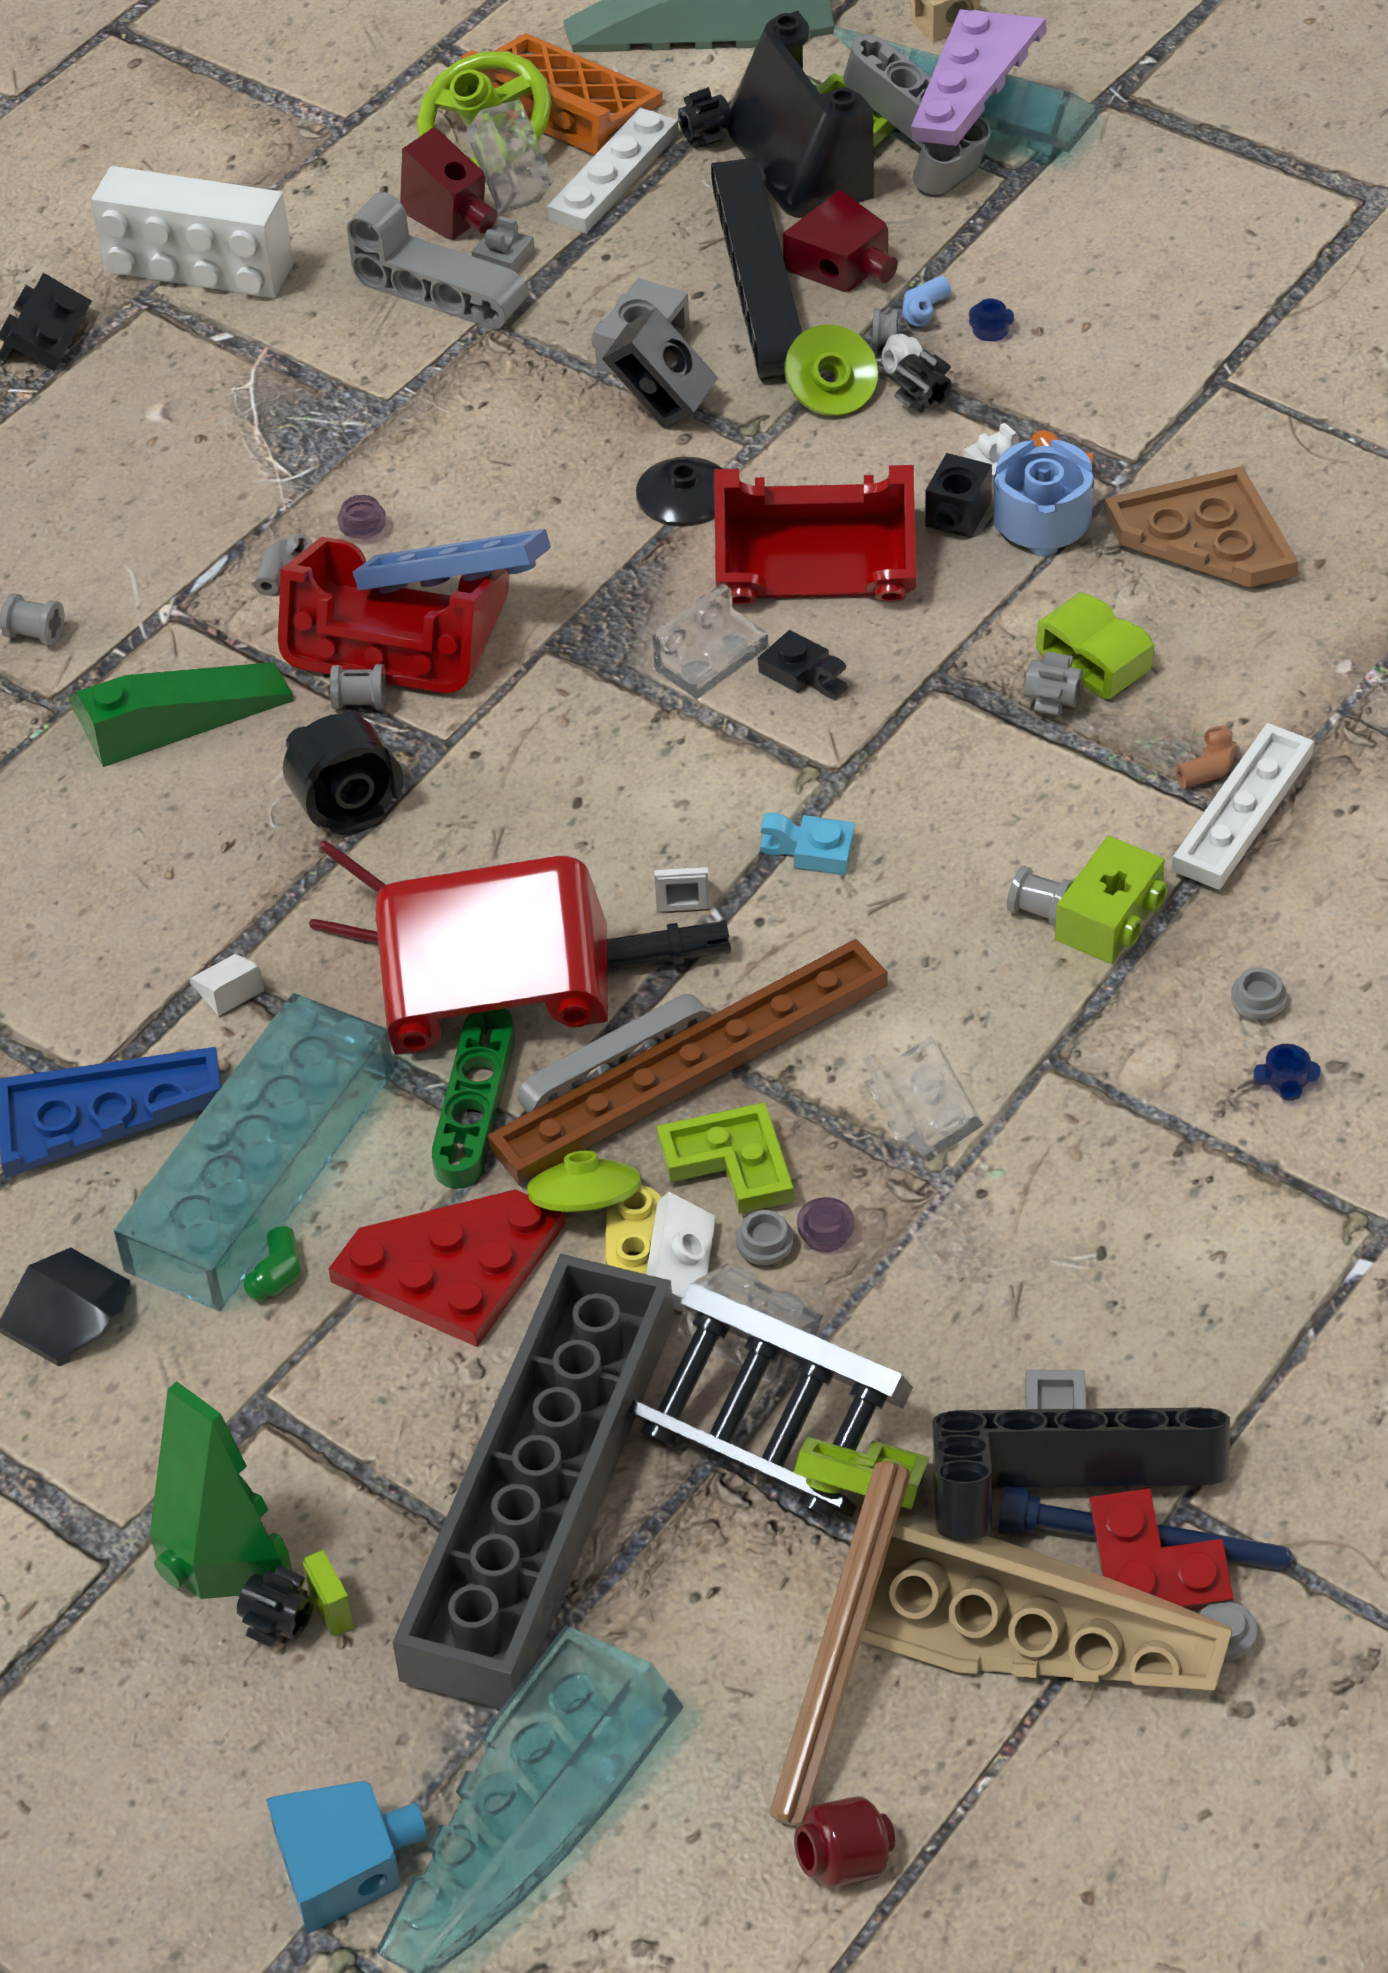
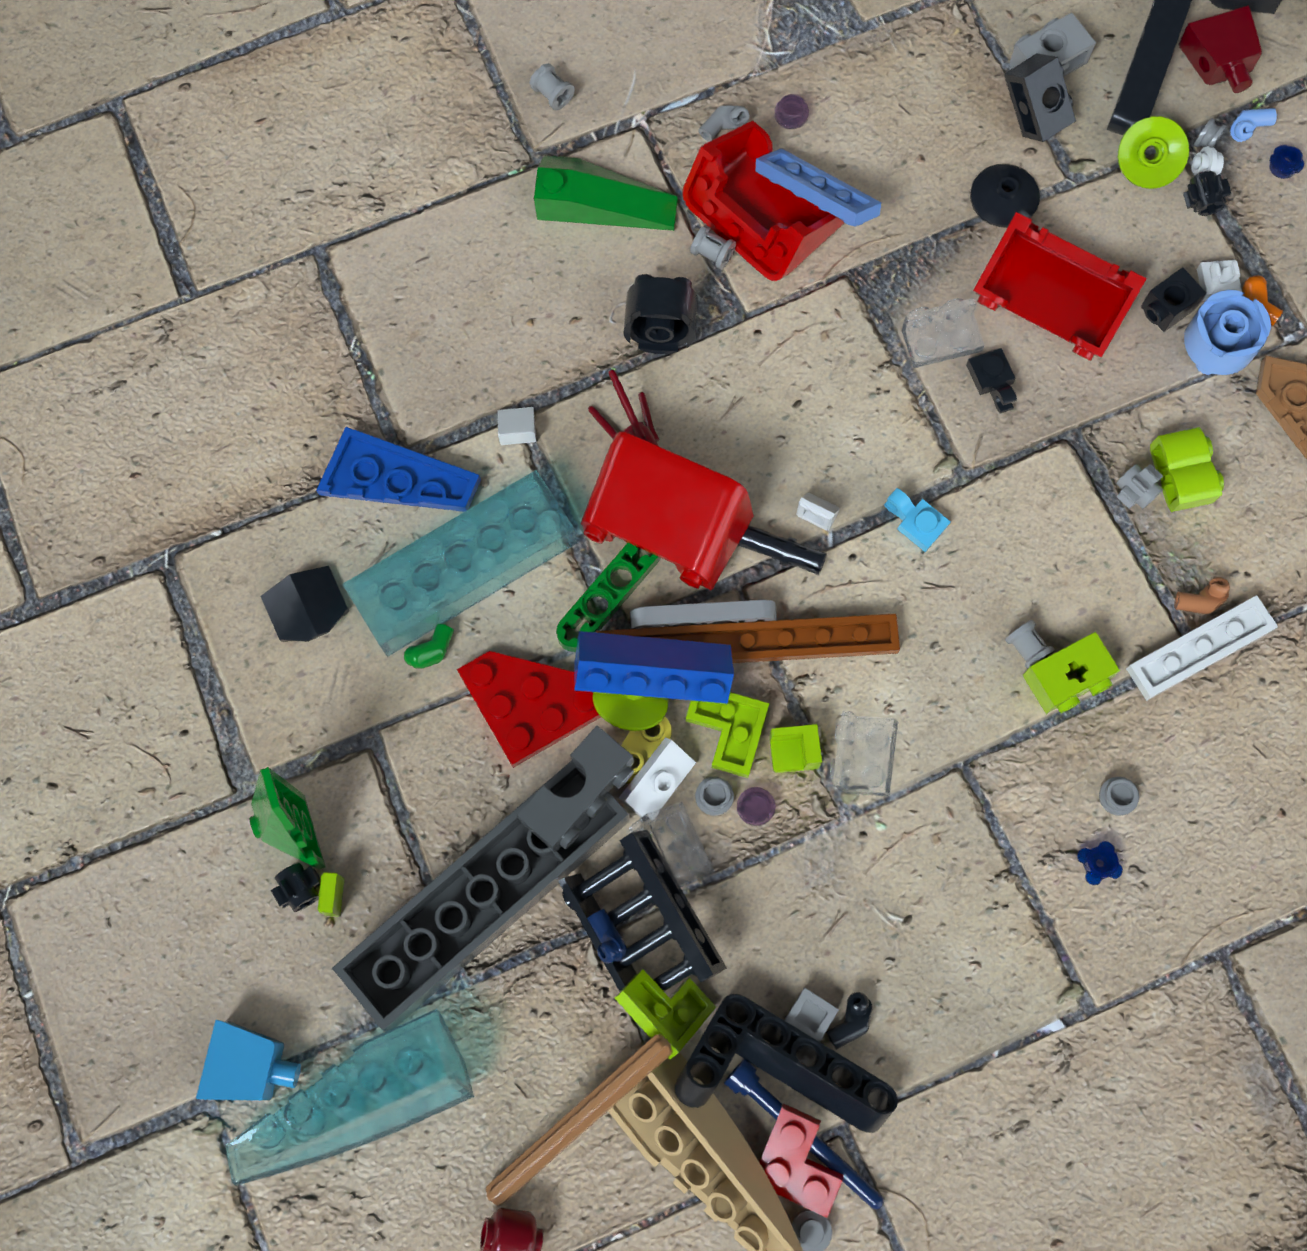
camera: 30 degrees right, 25 degrees up
(582, 1313) = (557, 818): none -> dark grey arch
(591, 1119) = (653, 667): none -> blue brick
(743, 1429) = (612, 944): none -> dark blue arm
(831, 1135) = (795, 748): none -> lime panel
(1112, 1374) = (856, 1021): none -> black arm

